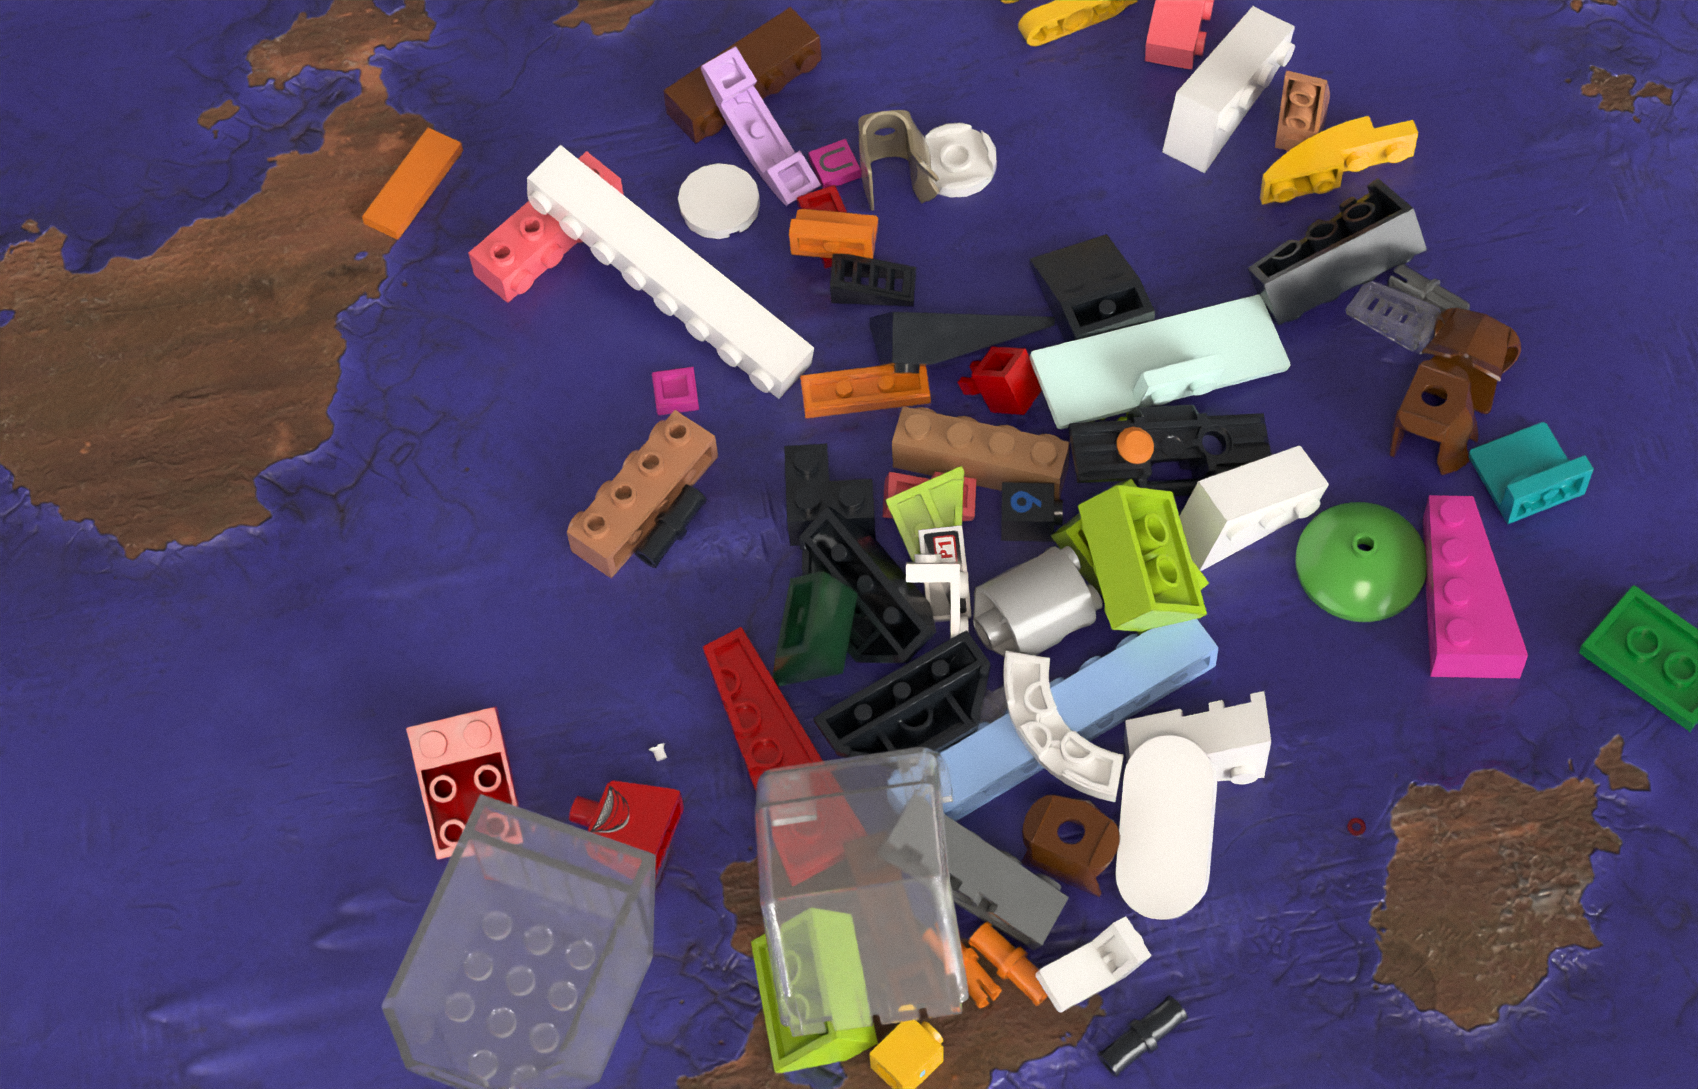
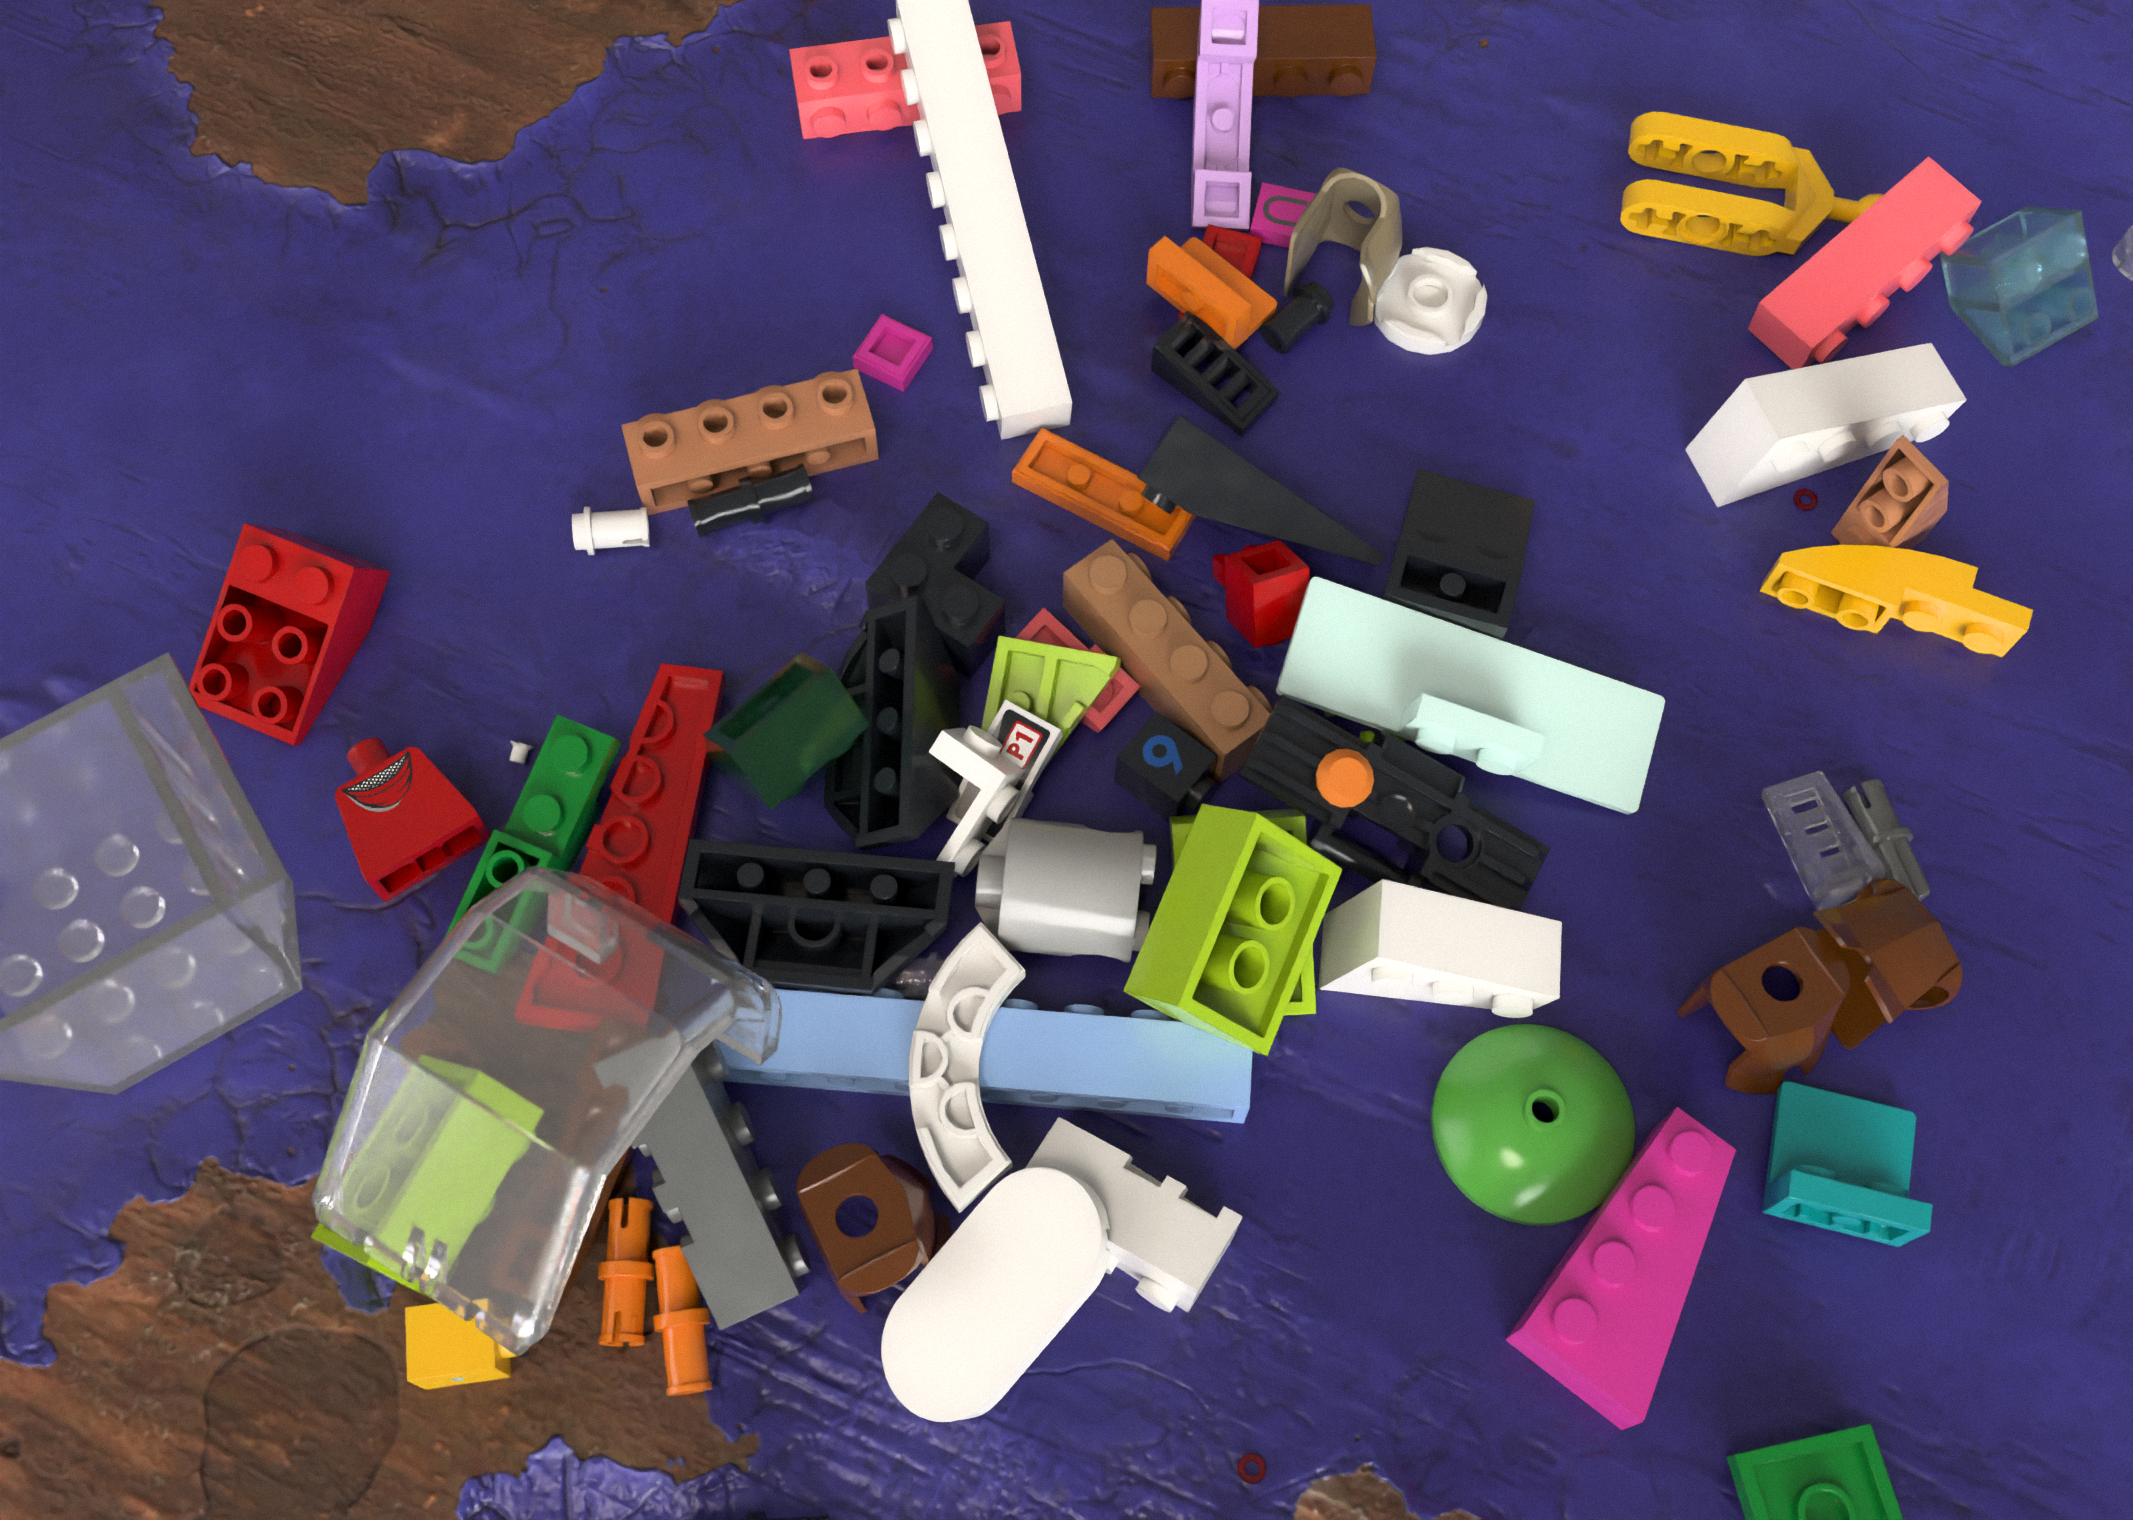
camera: 30 degrees right, 5 degrees up
(595, 603) = (610, 529): none -> white pin
(718, 789) = (551, 812): none -> green slope
(719, 200) = (1120, 173): white tile -> none
(893, 211) = (1306, 308): none -> black pin
(1094, 965) = (759, 1404): white bracket -> none
(1248, 142) = (1806, 507): none -> dark red piece
(1338, 253) = (1805, 714): black wedge -> none

